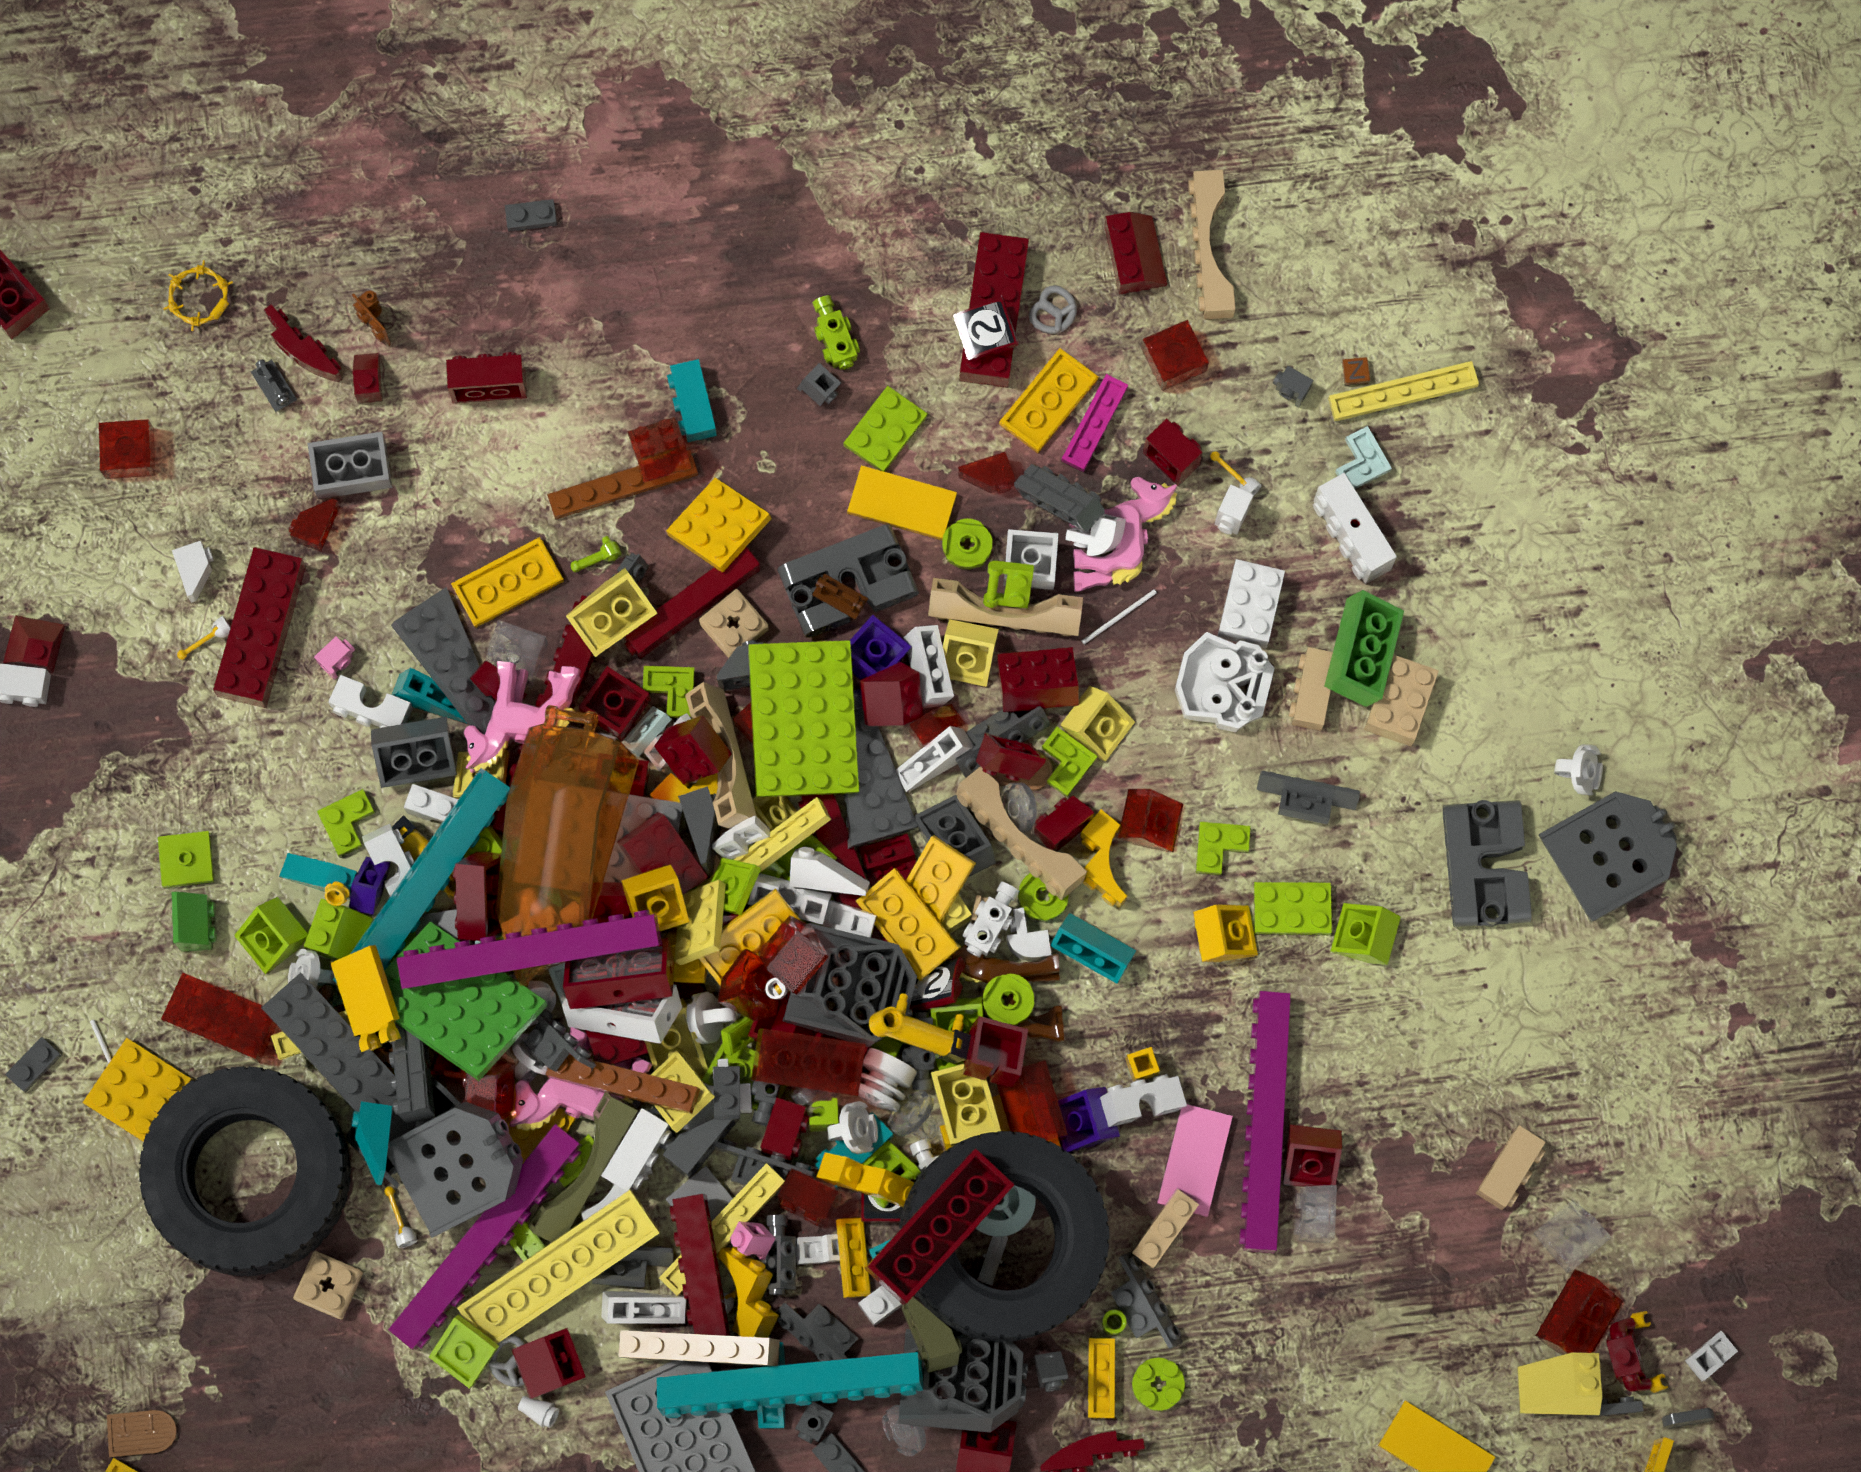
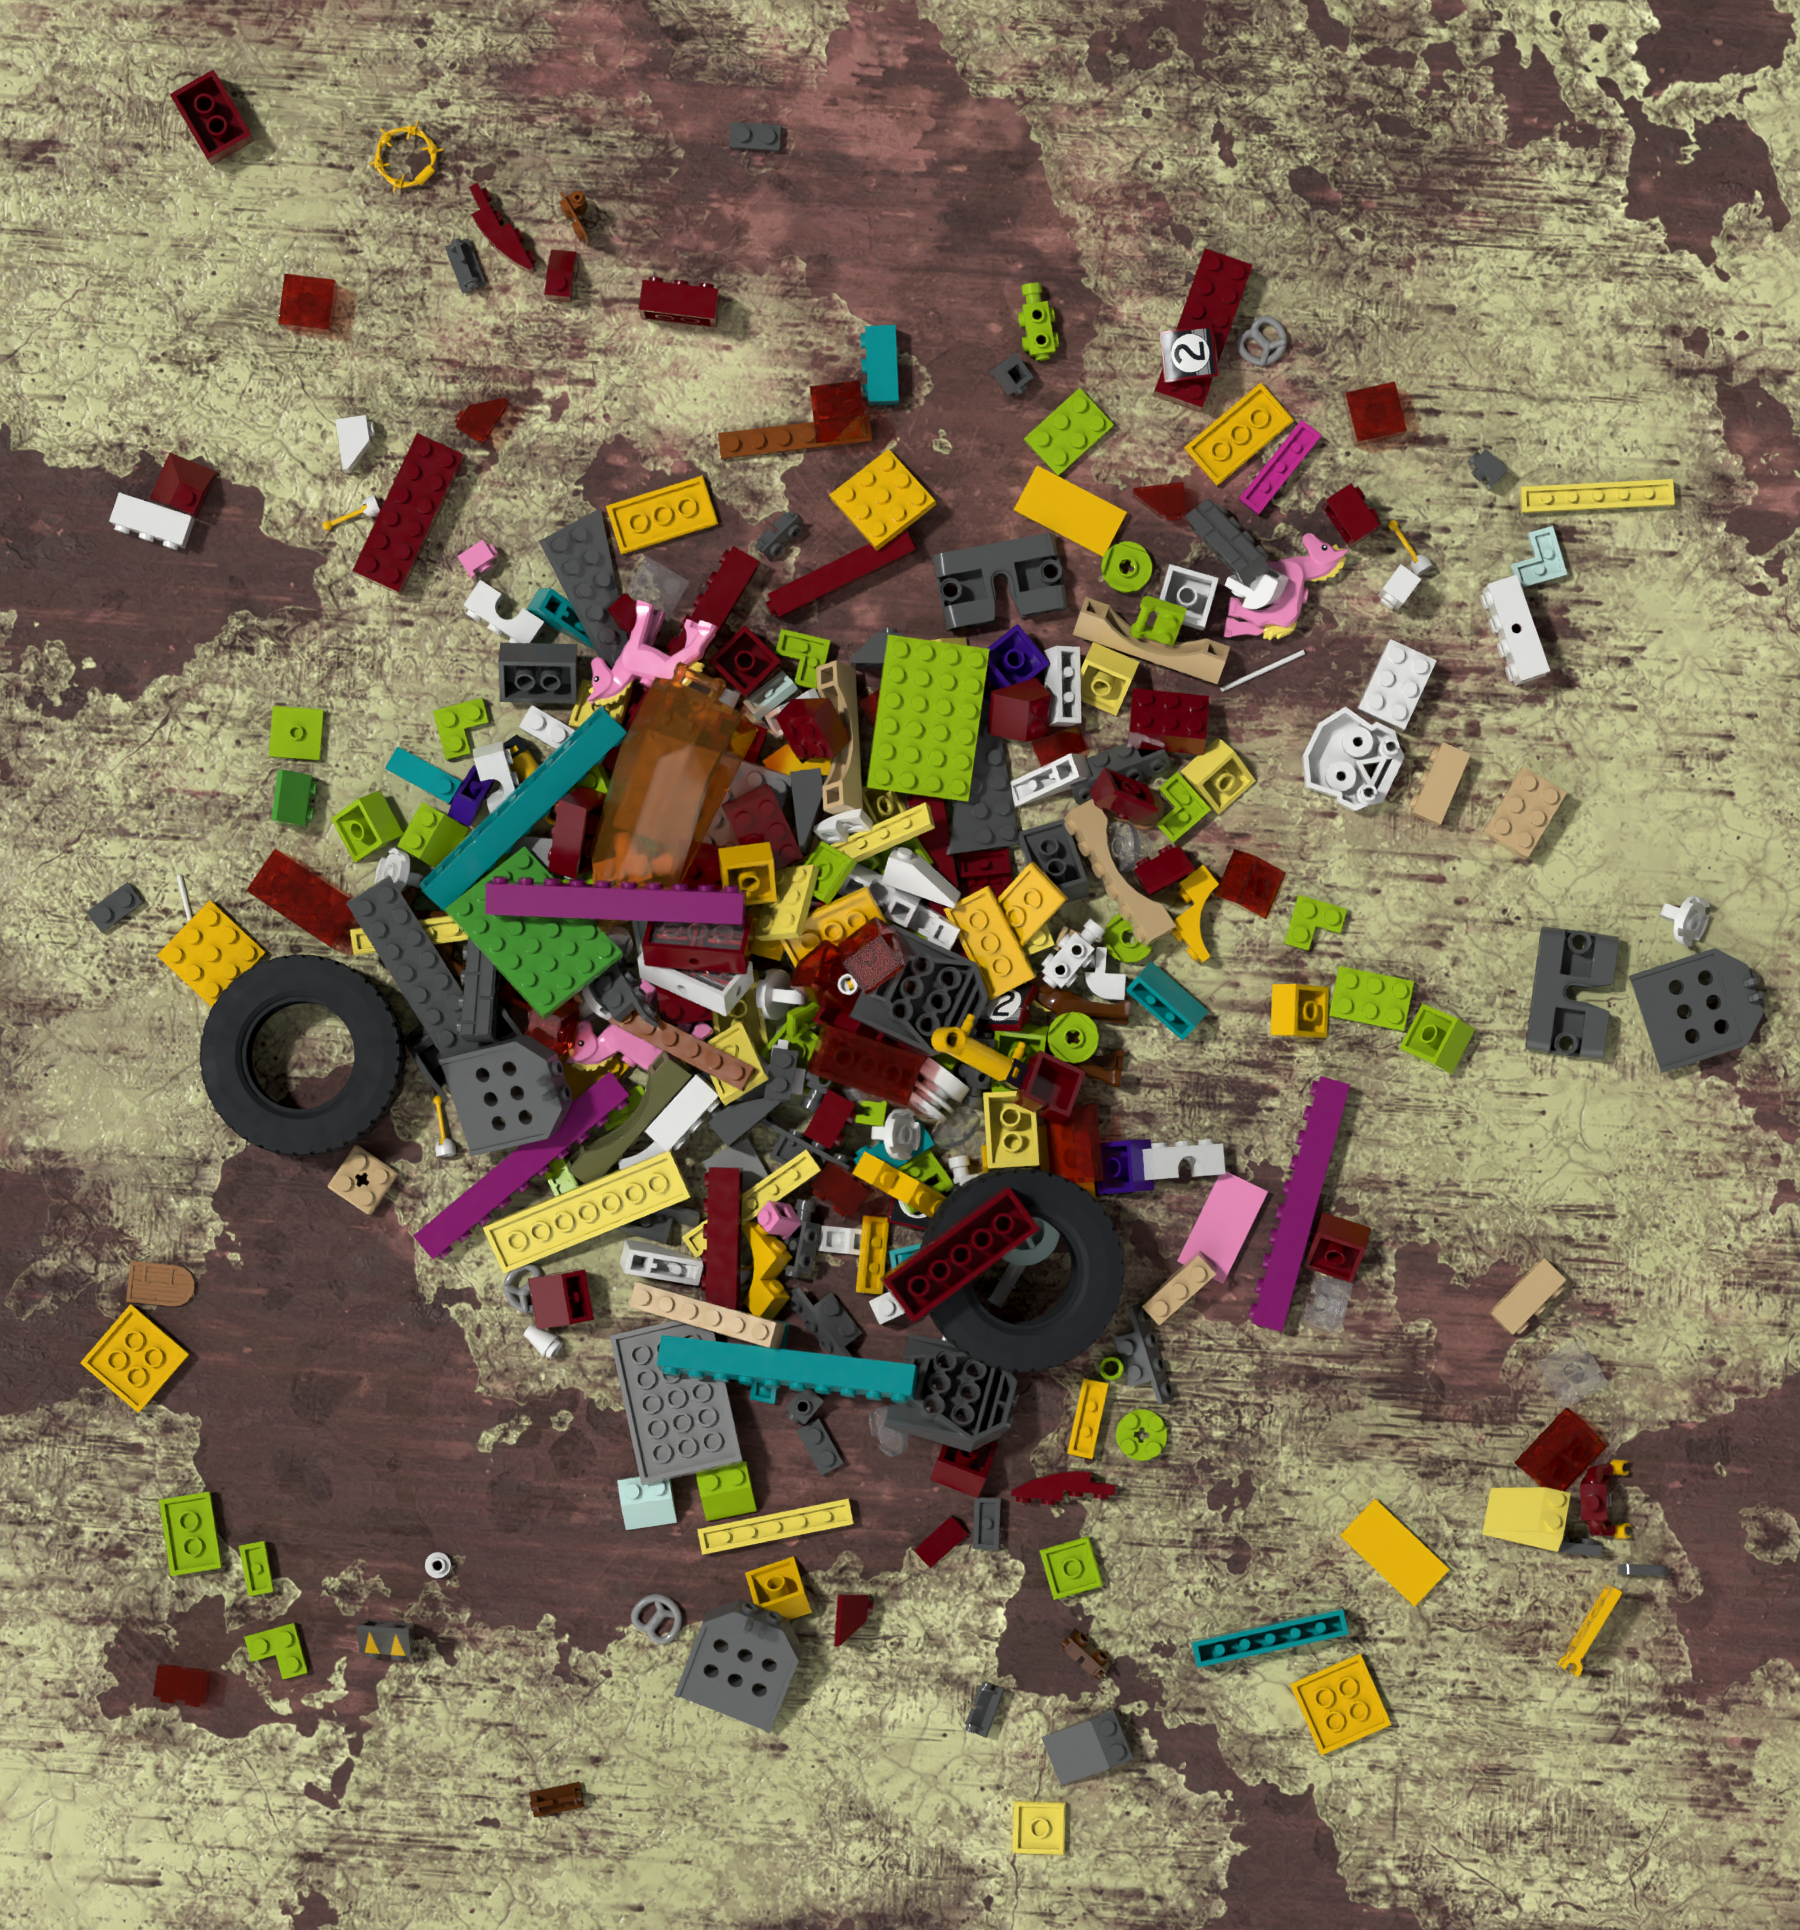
camera: 10 degrees right, 10 degrees up
(335, 898) = (438, 801): yellow plate -> none
(349, 465) = (527, 365): light grey brick -> none
(367, 997) = (450, 913): yellow tile -> none
(372, 1136) = (432, 1050): teal slope -> none
(463, 1351) = (481, 1270): lime plate -> none
(609, 552) = (768, 504): lime piece -> none
(611, 612) = (759, 571): light yellow slope -> none
(733, 608) = (881, 587): tan brick -> none
(839, 596) = (988, 599): reddish brown hinge -> none
(932, 1337) = (933, 1352): olive slope -> none
(1051, 1371) = (1040, 1403): dark grey slope -> none
(1134, 252) = (1357, 297): dark red slope -> none
(1142, 1064) = (1190, 1125): yellow brick -> none
(1217, 292) = (1431, 355): tan arch -> none
(1307, 798) = (1409, 893): dark grey bracket -> none
(1355, 371) = (1554, 465): dark orange tile -> none
(1364, 648) = (1498, 755): bright green brick -> none
(1711, 1356) = (1678, 1516): white brick -> none

